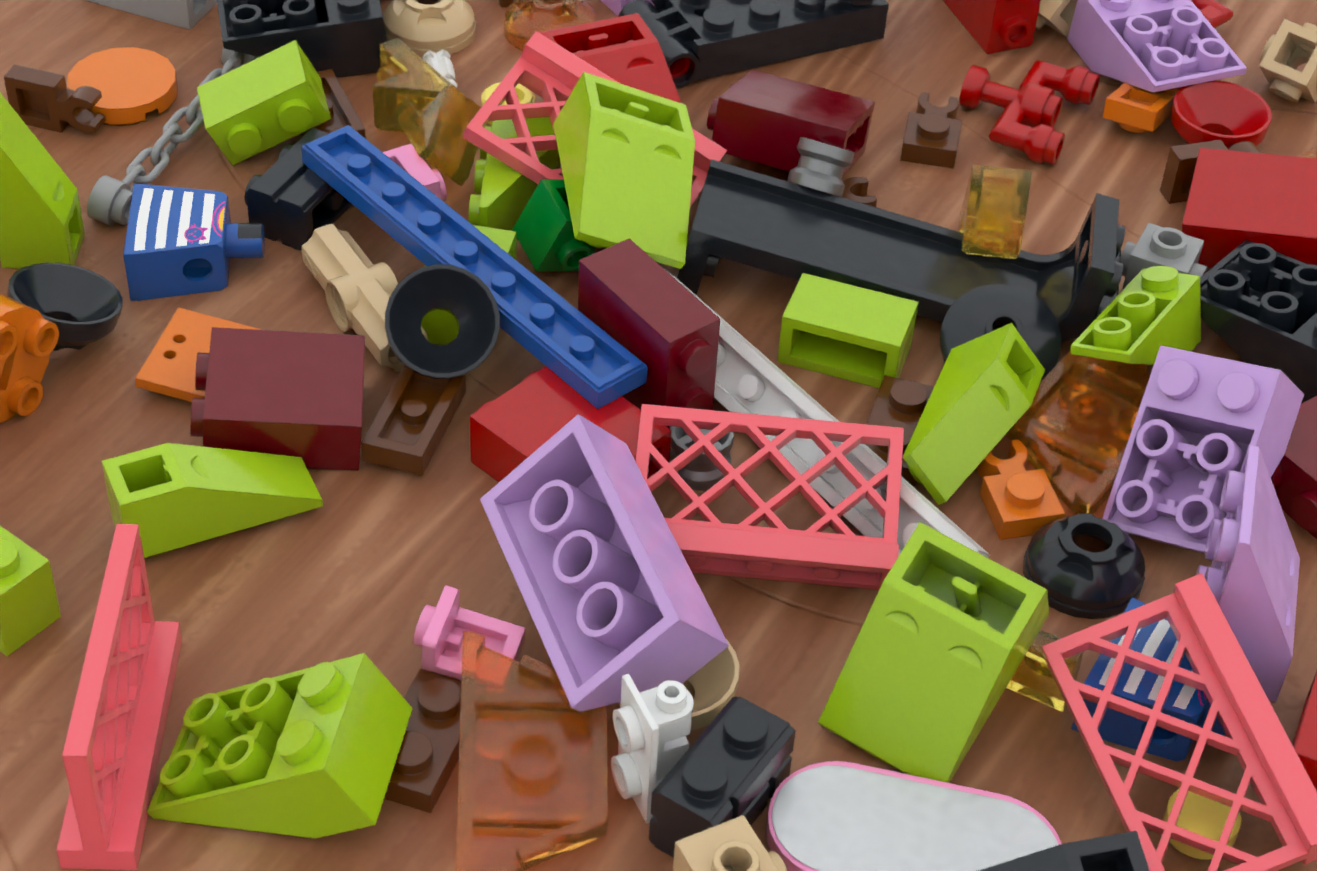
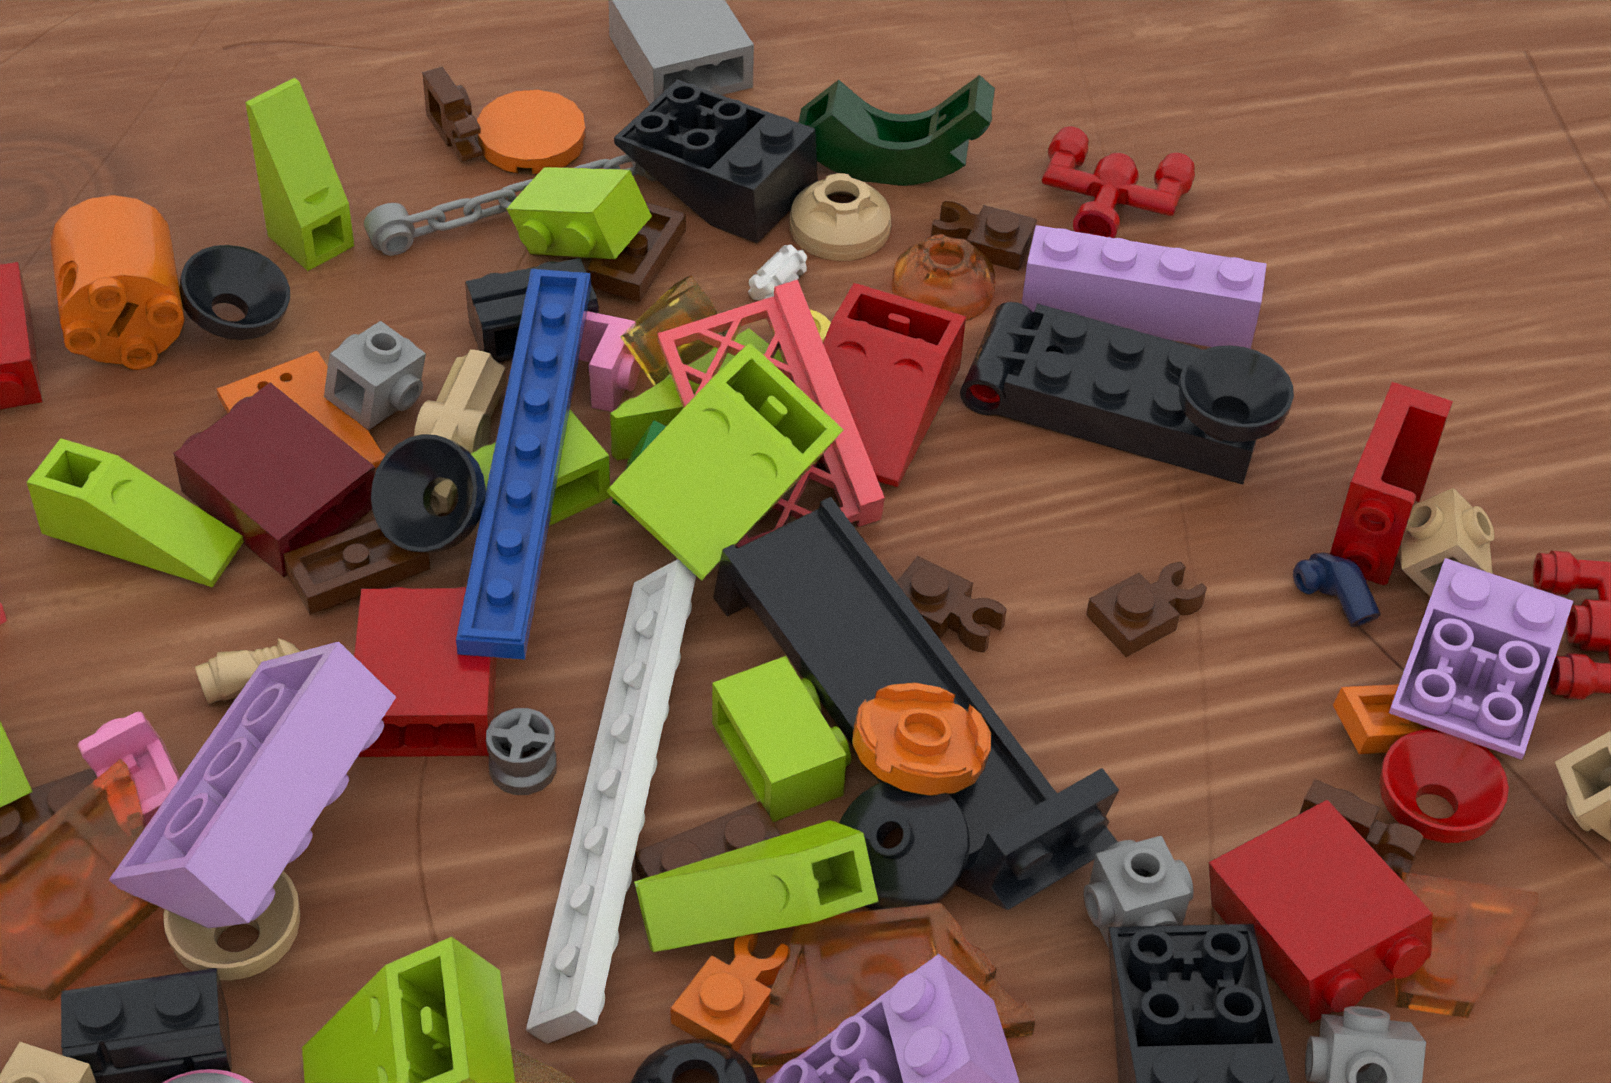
camera: 45 degrees right, 5 degrees up
(183, 242) = (387, 283): blue torso -> none
(261, 286) = (374, 375): none -> light grey brick
(402, 75) = (725, 271): clear yellow slope -> none
(436, 535) = (230, 671): none -> tan arm
(650, 738) = (113, 941): white hinge -> none
(654, 321) = (579, 619): dark red brick -> none
(768, 115) = (988, 514): dark red brick -> none
(776, 550) = (452, 881): coral fence -> none
(821, 166) = (929, 568): flat silver wheel -> none
(948, 267) = (921, 739): none -> orange tile
(994, 211) = (1035, 724): clear yellow slope -> none
(1014, 50) = (1340, 579): none -> dark blue arm
(1032, 109) = (1271, 644): red piece -> none
(1149, 312) = (1017, 934): lime slope -> none

